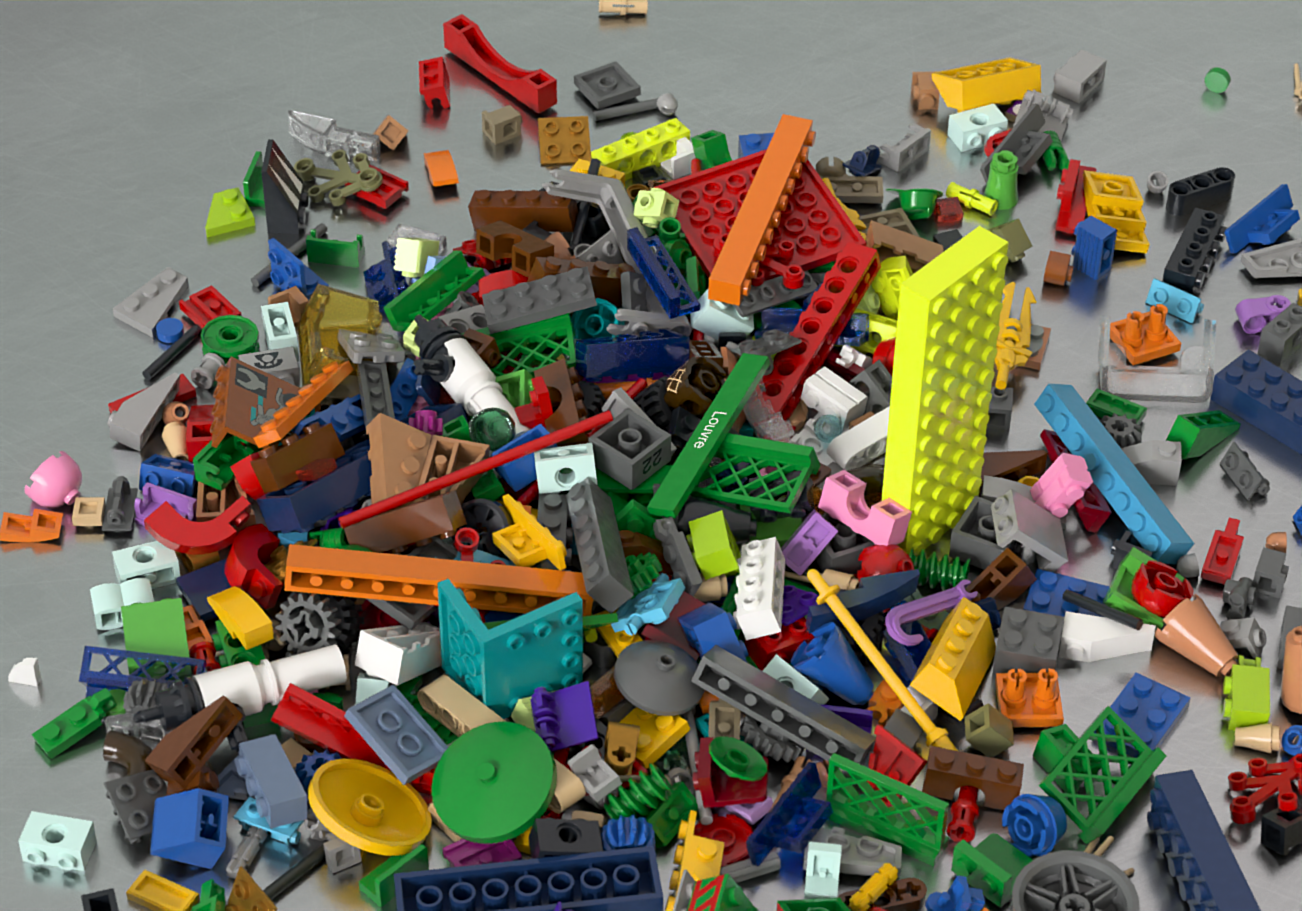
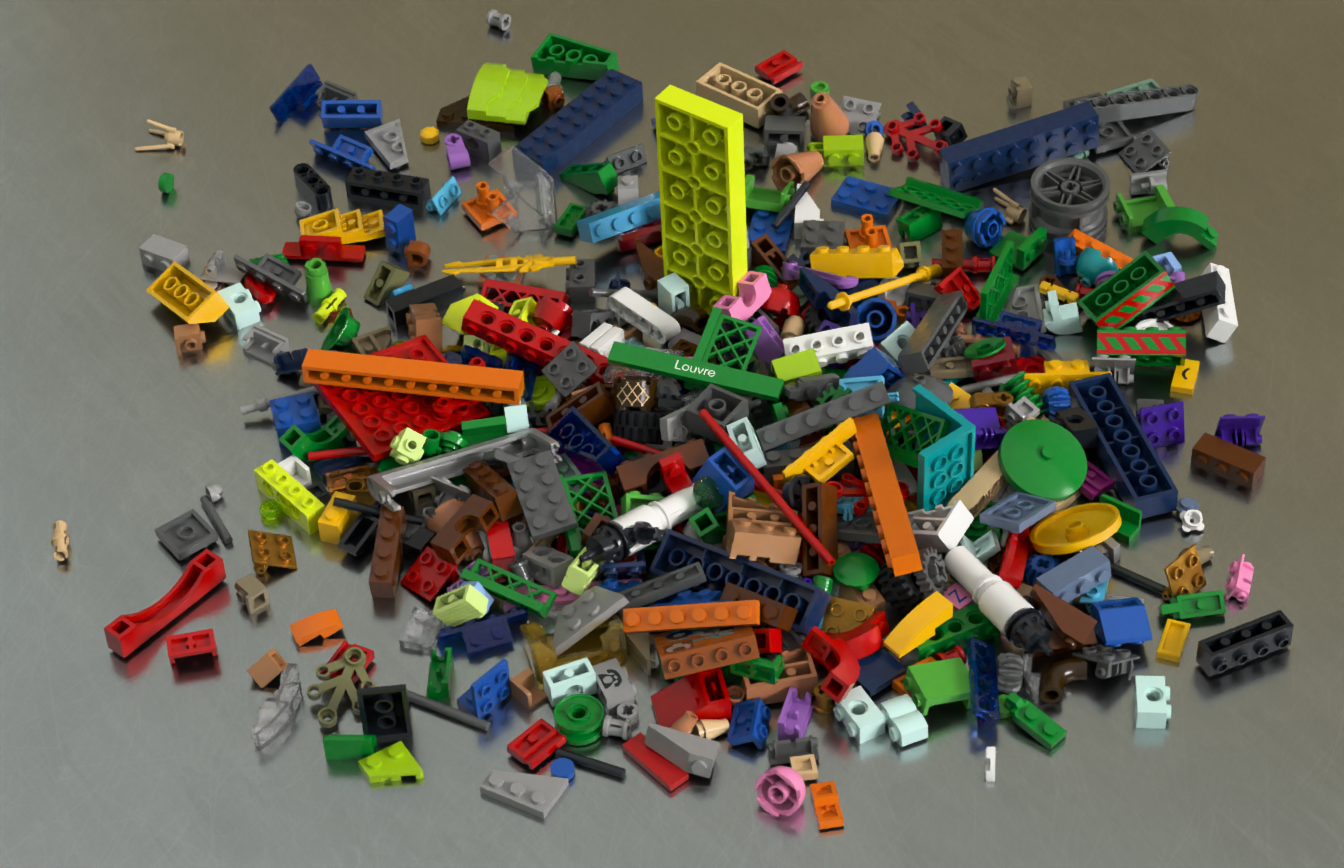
camera: 95 degrees left, 0 degrees up
(316, 469) = (775, 587): clear red tile -> none
(427, 422) = (714, 530): magenta gear -> none
(658, 278) = (493, 434): clear blue fence -> none
(1158, 588) = (770, 179): red cylinder -> none

